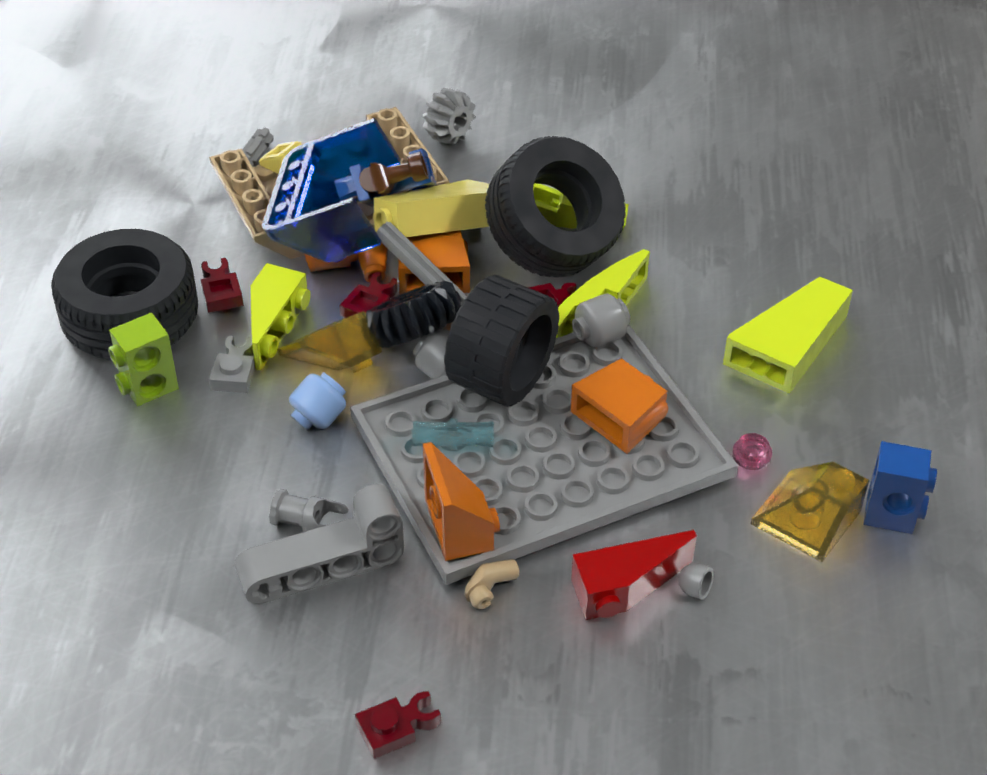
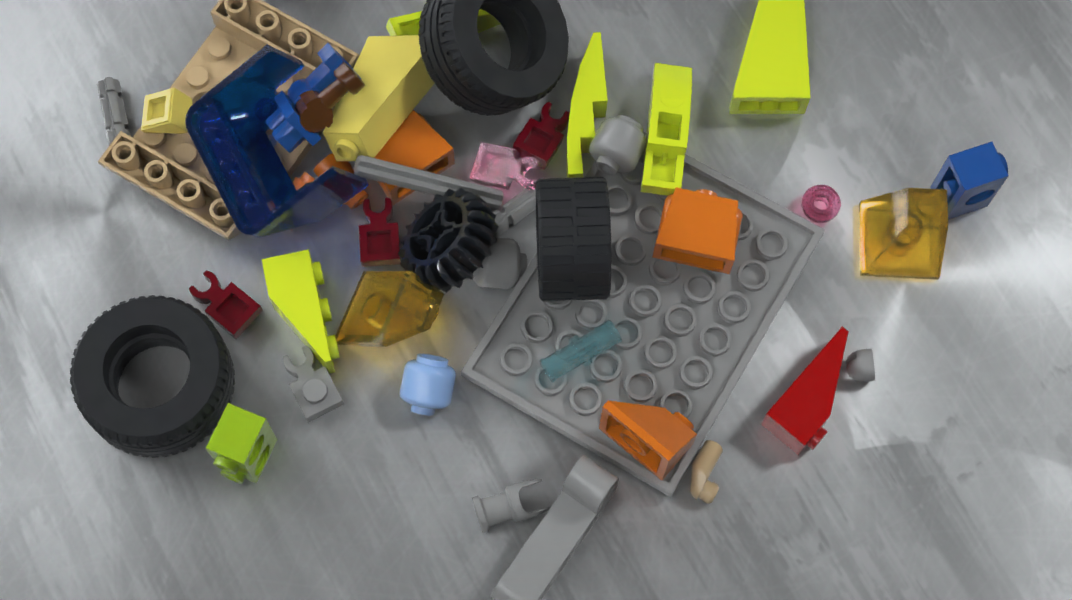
camera: 35 degrees left, 25 degrees up
(653, 328) = (667, 129): none -> neon yellow slope

